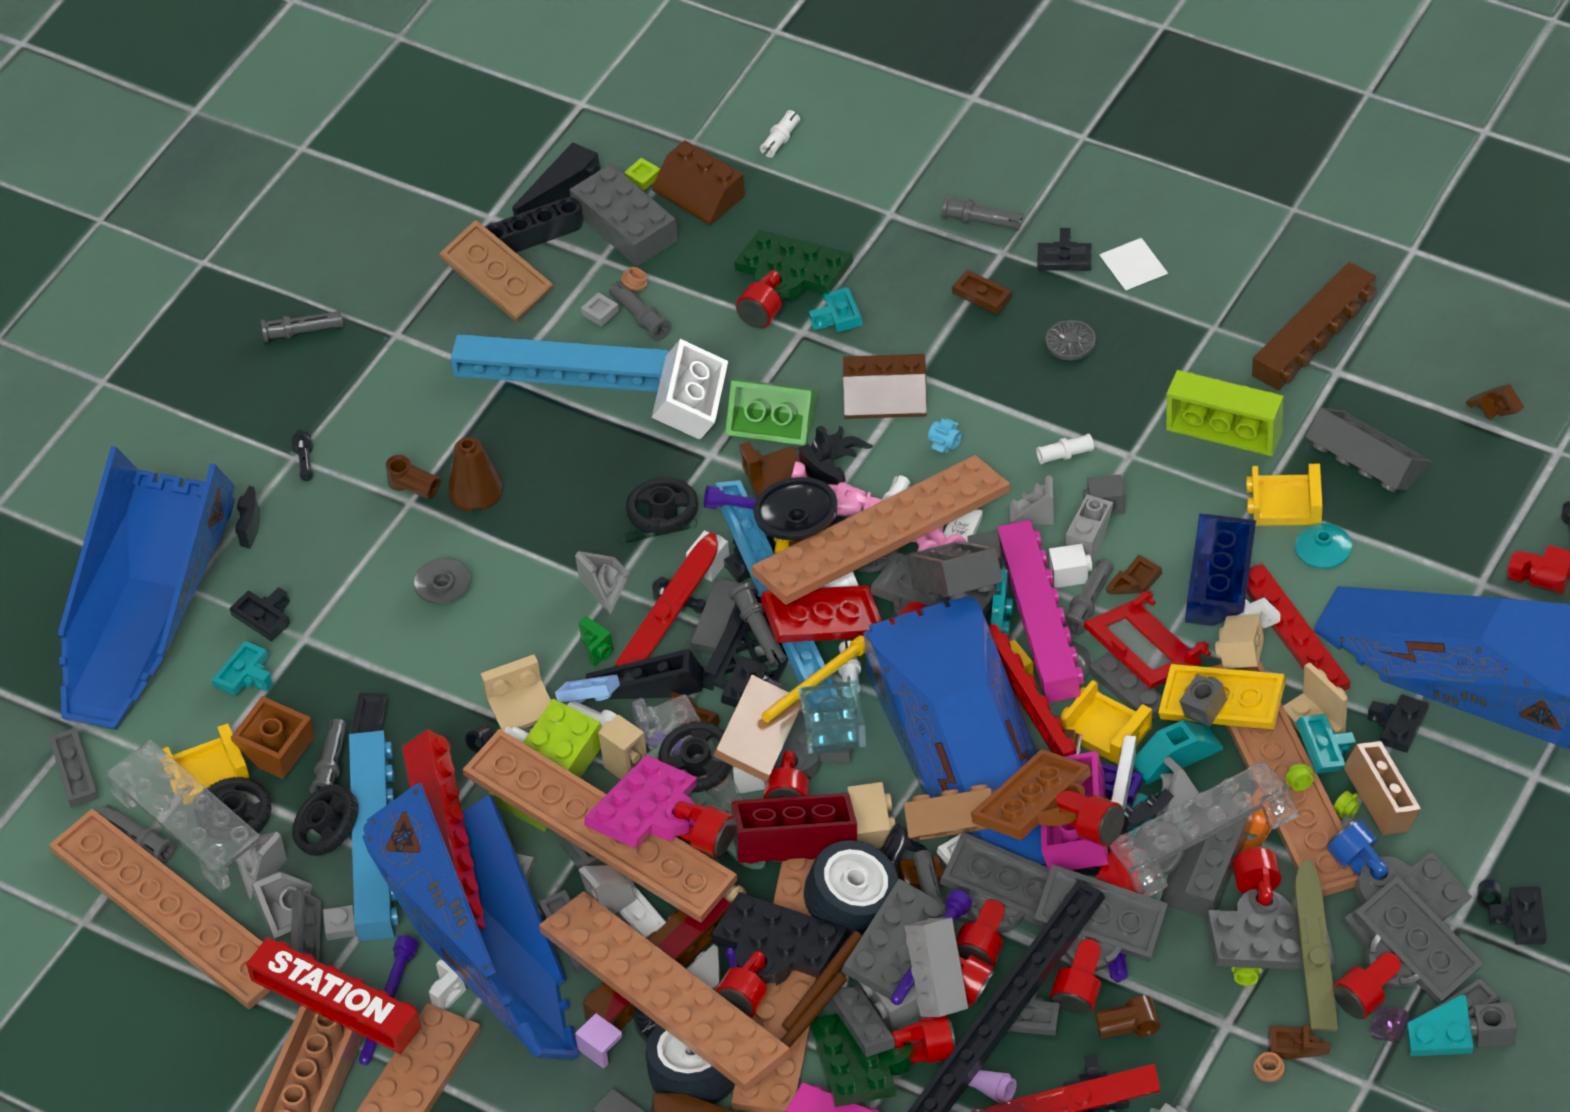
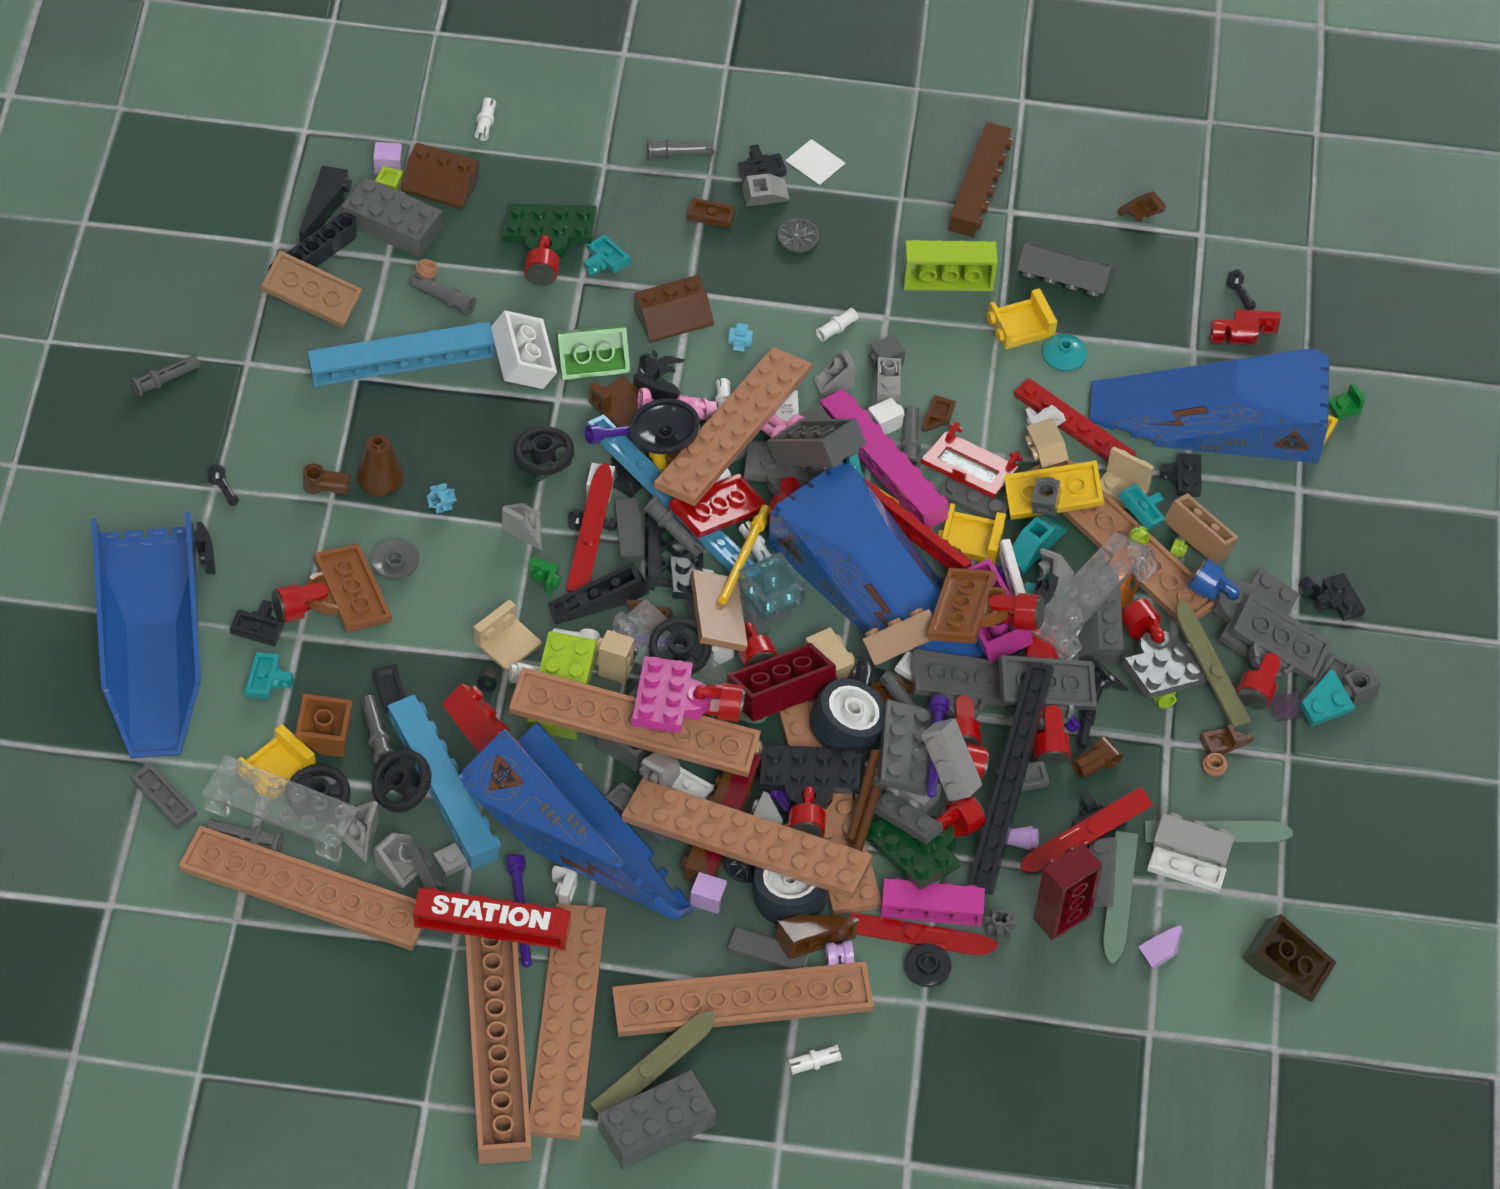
camera: 30 degrees left, 5 degrees up
(369, 599) = (340, 587): none -> dark orange plate
(524, 528) = (441, 498): none -> medium azure gear
(580, 690) = (566, 613): light blue plate -> none
(599, 309) = (410, 301): light grey plate -> none
(650, 147) = (388, 155): none -> lavender panel
(1054, 279) = (764, 190): none -> light grey slope
(1181, 929) = (1104, 680): none -> black dish
(1219, 569) = (1003, 391): clear blue slope -> none

